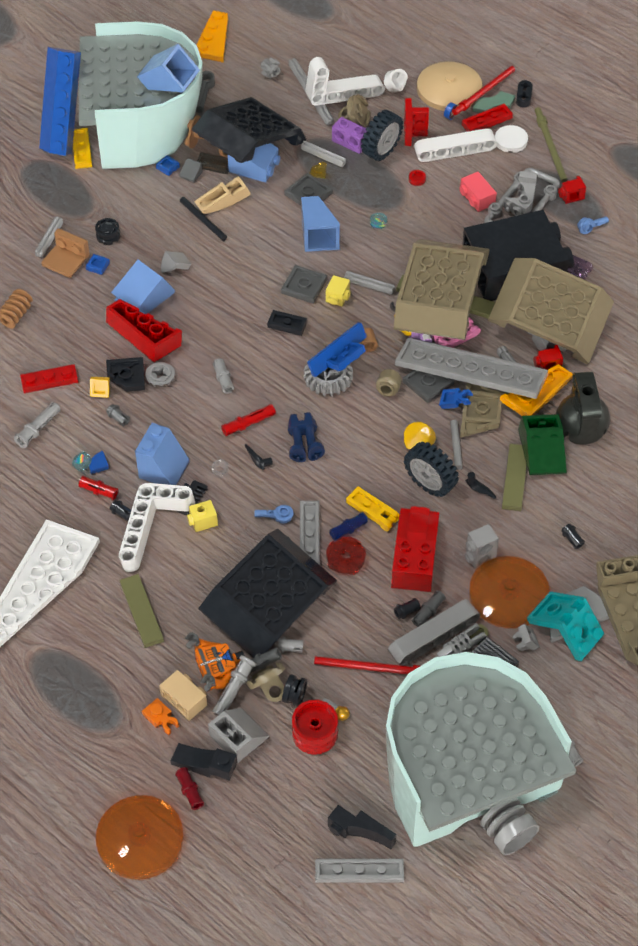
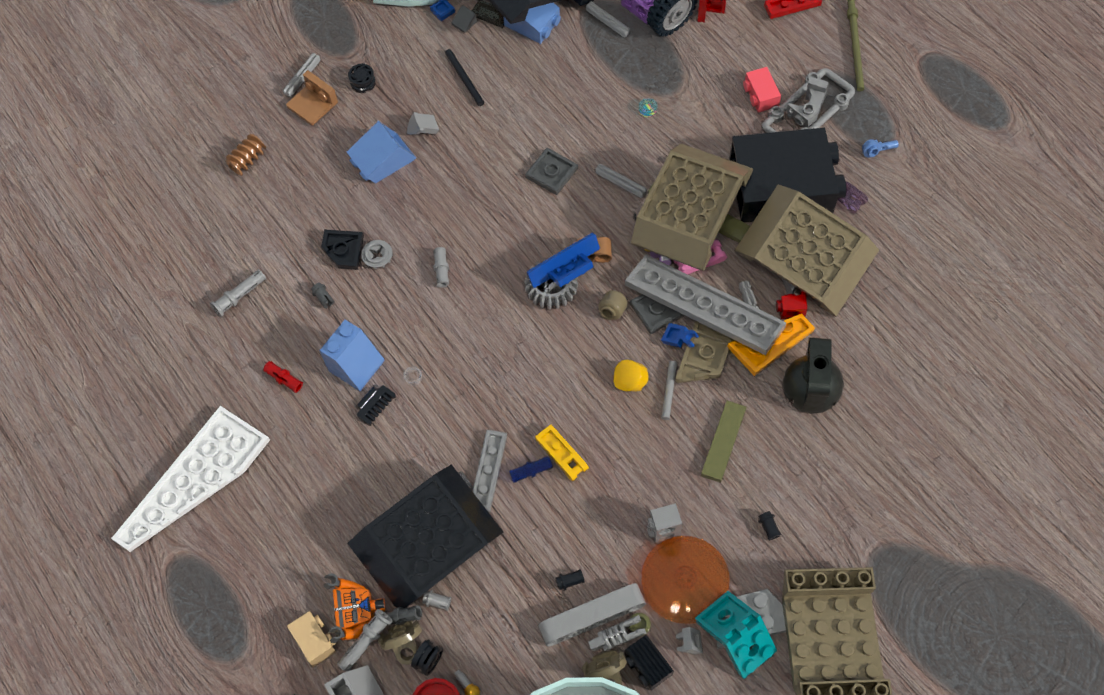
camera: 15 degrees right, 10 degrees up
(49, 378) = (263, 240): red plate -> none
(82, 461) = (273, 343): clear light blue tile -> none
(97, 264) = (343, 114): blue tile -> none
(98, 463) = (290, 347): blue tile -> none
(99, 387) = (311, 259): yellow tile -> none
(118, 508) = (297, 404): black pin -> none
(141, 611) = (293, 529): olive tile -> none
(142, 330) = (371, 204): red wedge -> none
(147, 500) = (321, 424): white beam -> none
(160, 714) = (282, 655): orange plate -> none
(202, 516) = (380, 430): light yellow brick -> none
(223, 196) = (490, 54): tan slope -> none
(241, 423) = (460, 322): red pin -> none
(259, 462) = (455, 376): black bar -> none
(281, 514) = (465, 441): medium blue plate -> none
(287, 322) = (522, 215): black plate -> none
(304, 427) = (503, 343): dark blue piece -> none
(306, 187) = (581, 62): dark grey tile -> none
(319, 170) = (598, 39): clear yellow tile -> none
(319, 225) = (579, 107): medium blue slope -> none
(338, 291) = (584, 186): light yellow brick -> none
(345, 565) = (522, 515): clear red plate -> none
(364, 665) = (561, 656): red bar -> none
(415, 549) = (594, 511): red piece -> none
(417, 177) = (701, 62): red tile -> none
(428, 608) = (593, 584): dark grey pin -> none
(431, 469) = (630, 422): black wheel -> none
(455, 145) = (751, 29): white beam -> none
(478, 486) = (682, 446): black bar -> none
(511, 138) = (814, 30): white tile -> none
(543, 444) = (761, 410): dark green slope -> none
(572, 190) = (866, 103): red brick -> none

